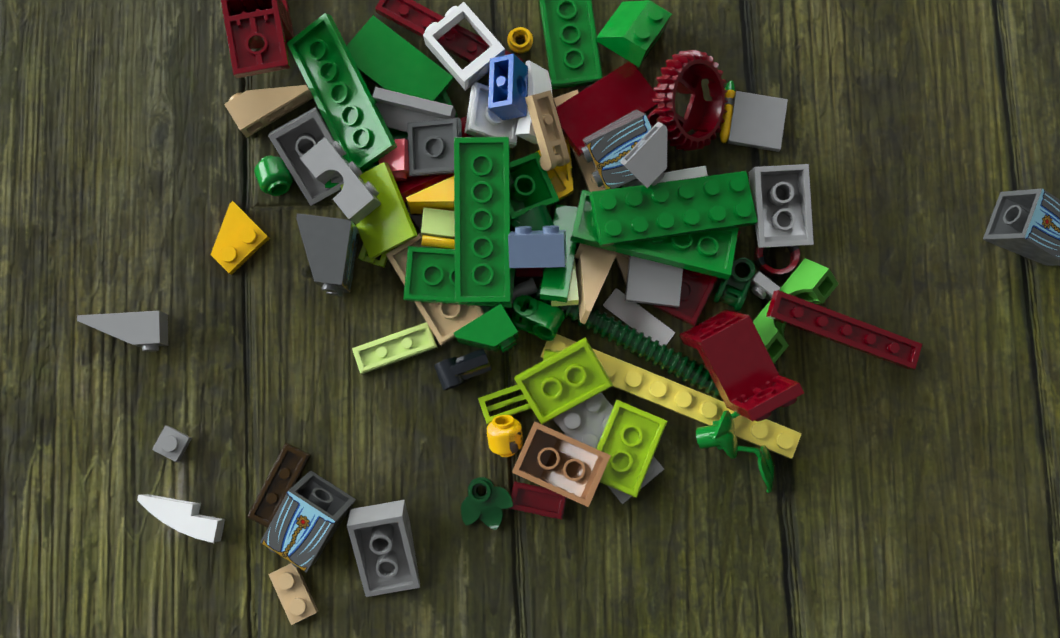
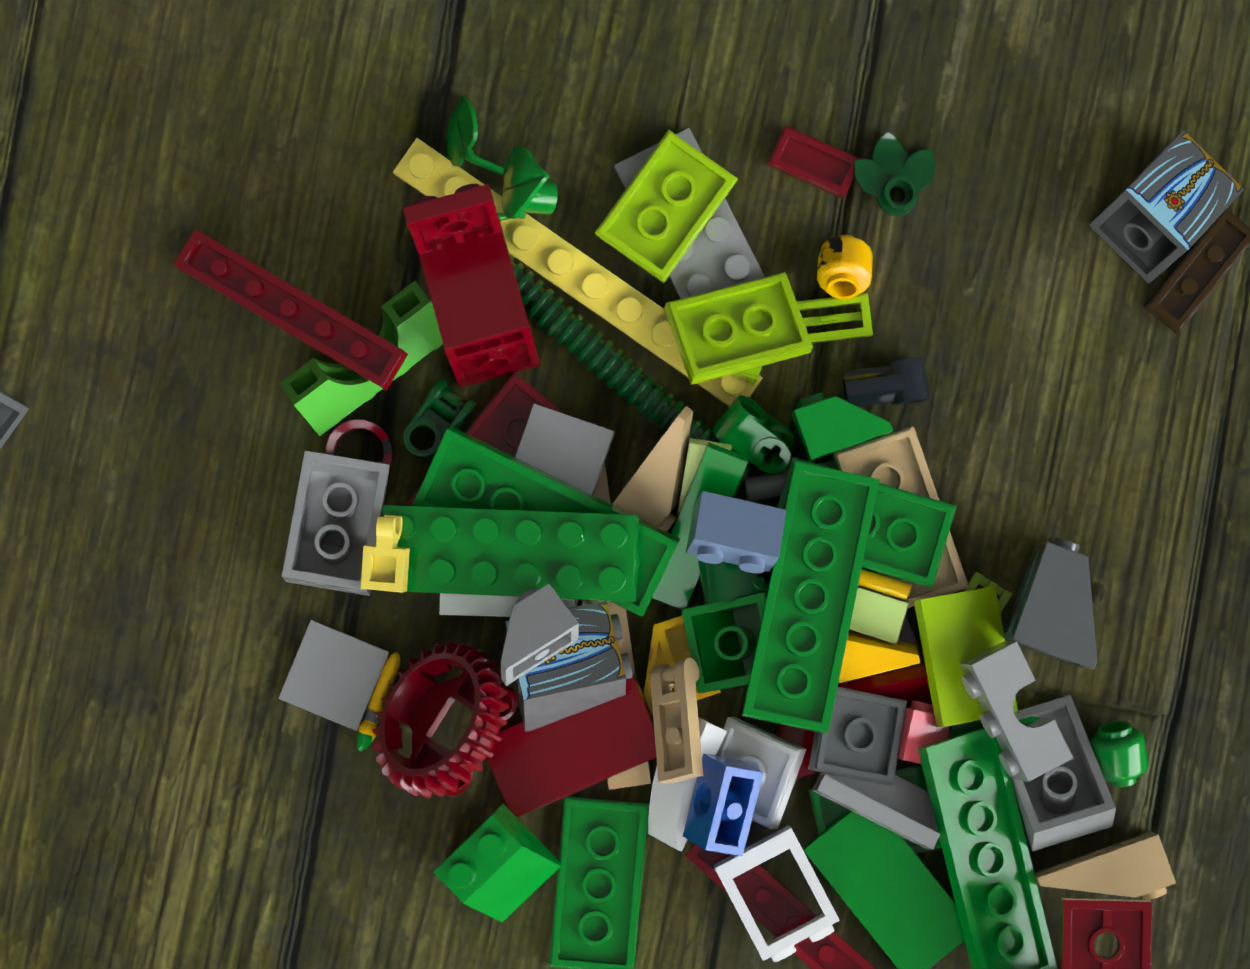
camera: 165 degrees left, 5 degrees up
(237, 239) = (1195, 667): yellow wing -> none
(293, 593) = (1209, 107): tan plate -> none
(384, 548) = (1061, 142): light grey slope -> none
(394, 348) = (984, 441): yellowish green tile -> none
(523, 33) = (686, 906): yellow plate -> none
(561, 464) = (770, 204): medium nougat slope -> none
(638, 318) = (596, 403): white sticker -> none
(750, 183) = (386, 564): none -> light yellow plate
(763, 286) = (395, 406): light grey plate -> none

